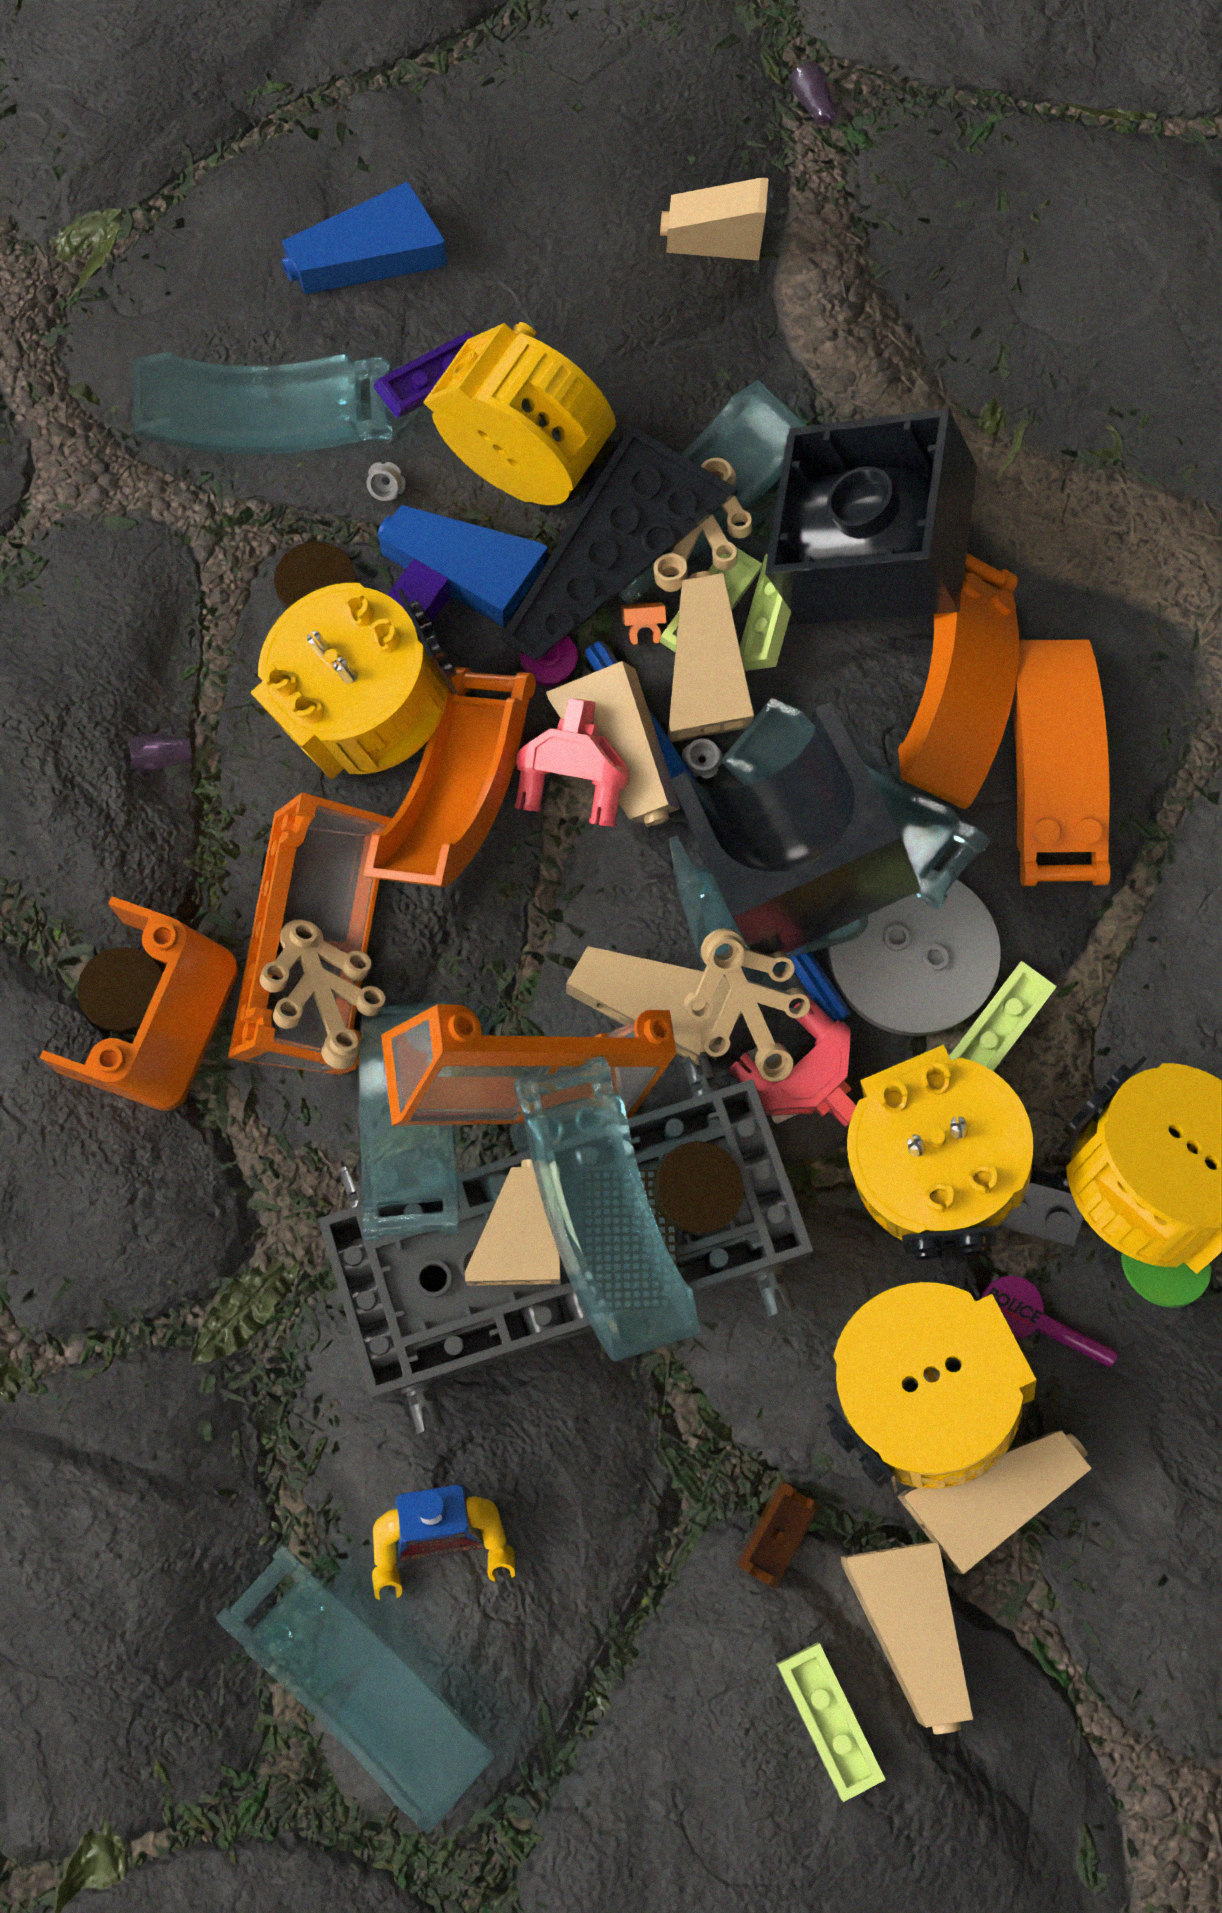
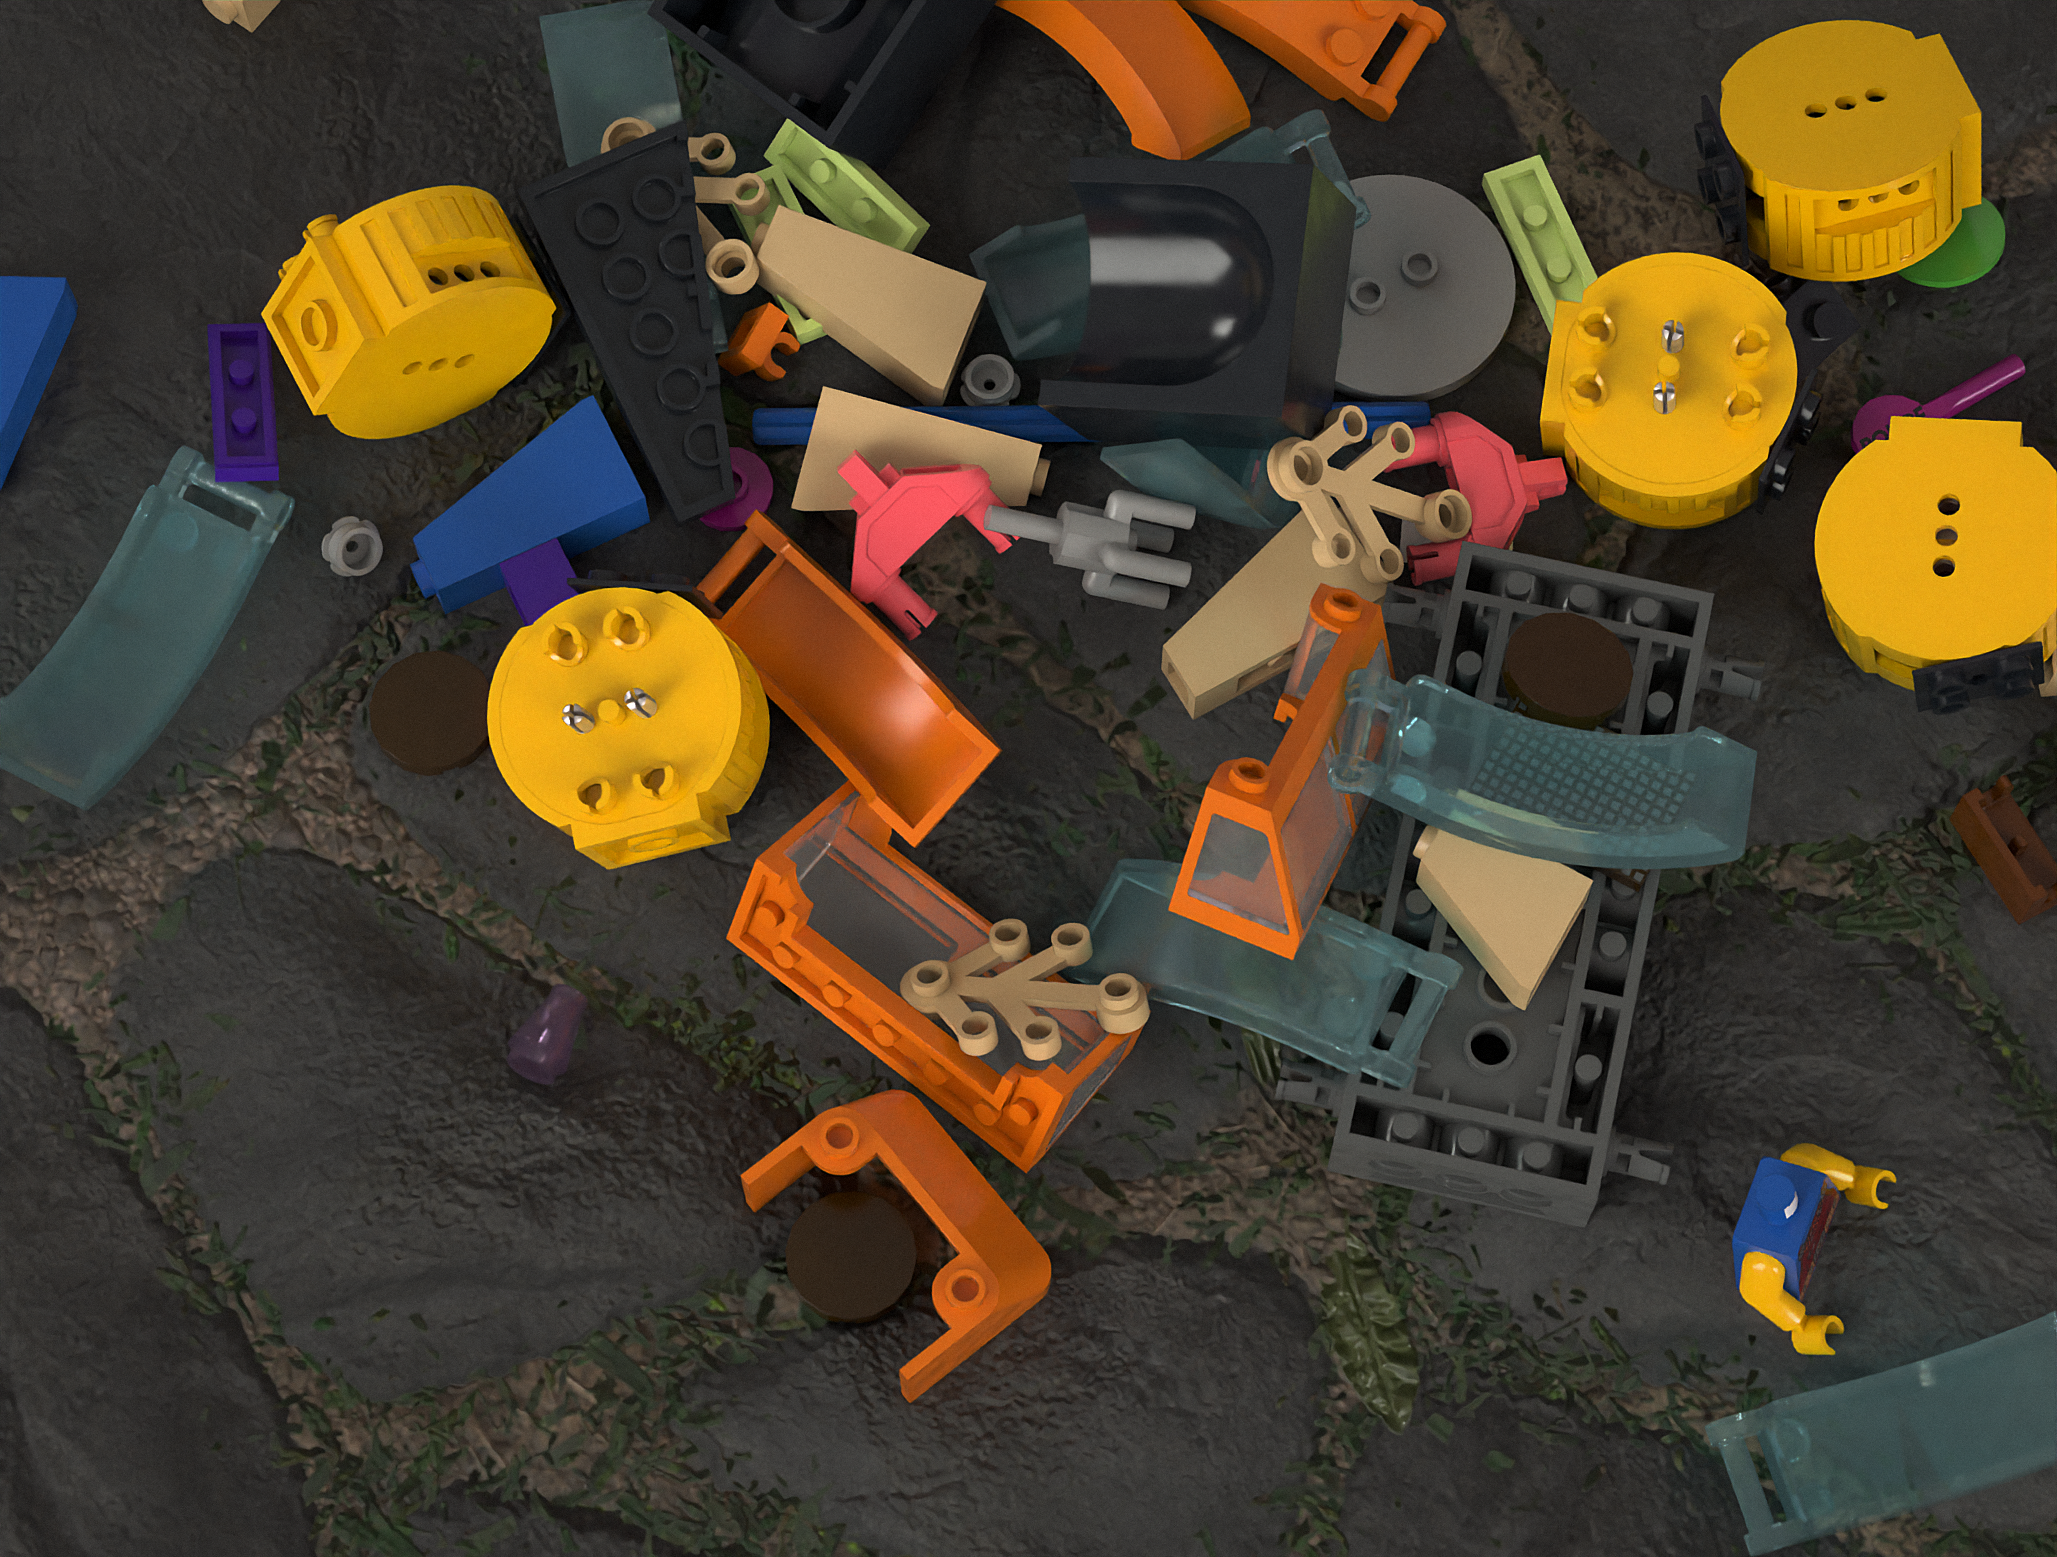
camera: 55 degrees left, 5 degrees down
(632, 875) = (1106, 543): none -> light grey plant

